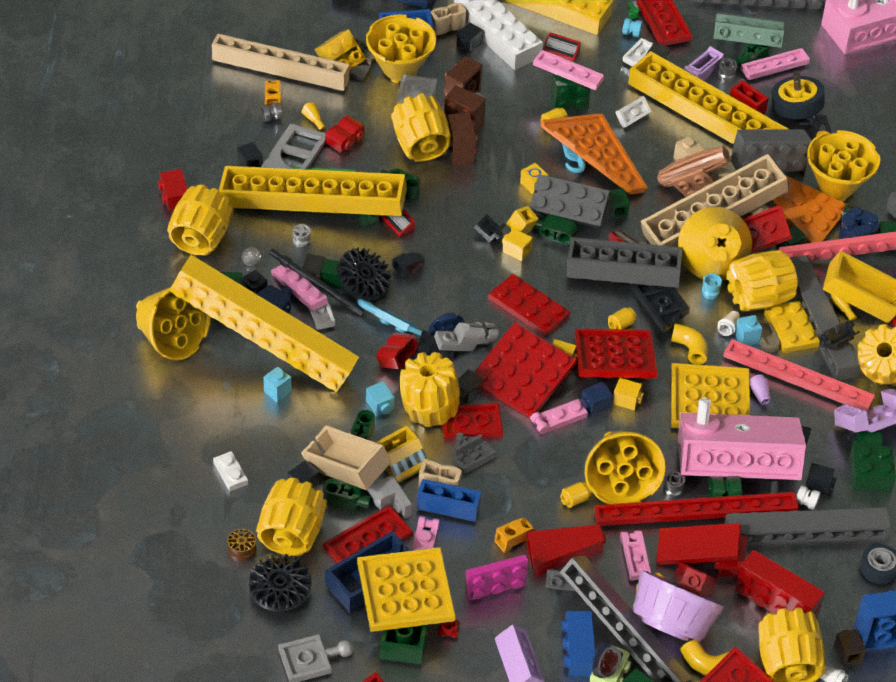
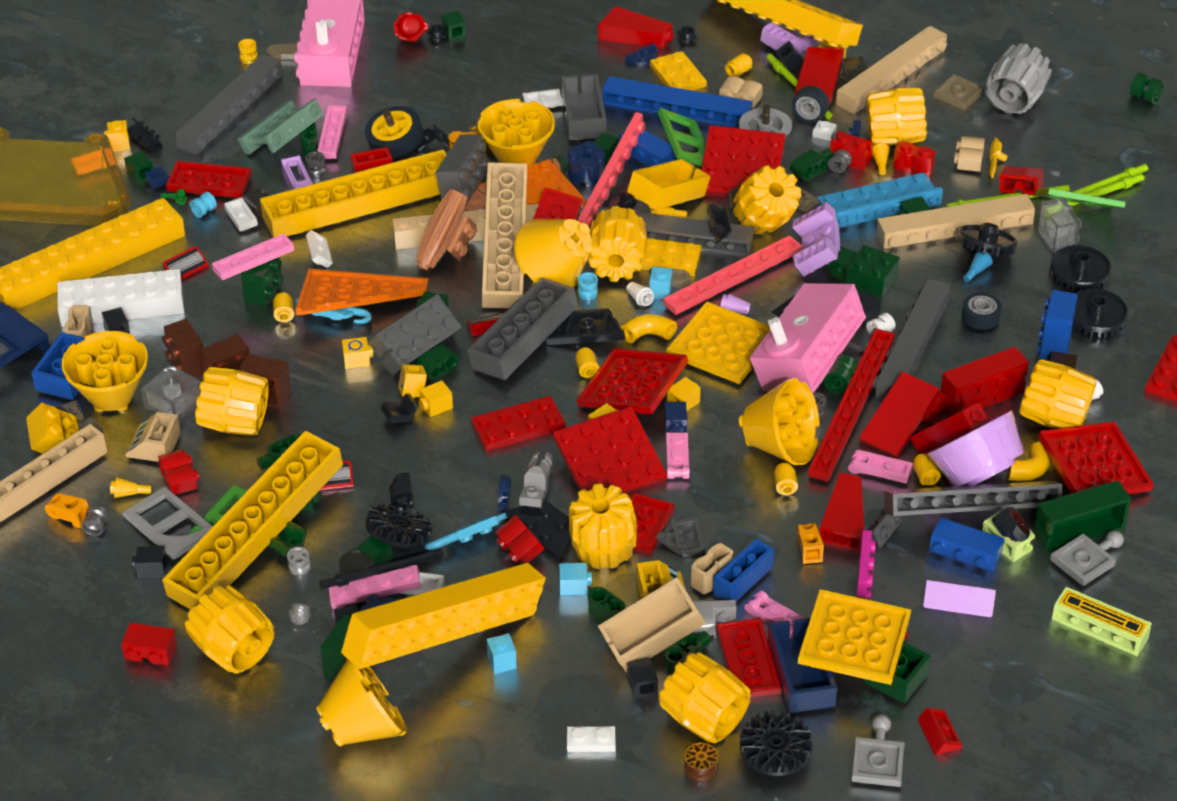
camera: 60 degrees left, 5 degrees down
(316, 222) = (293, 537): none -> dark green bracket
(369, 108) = (155, 437): none -> tan slope

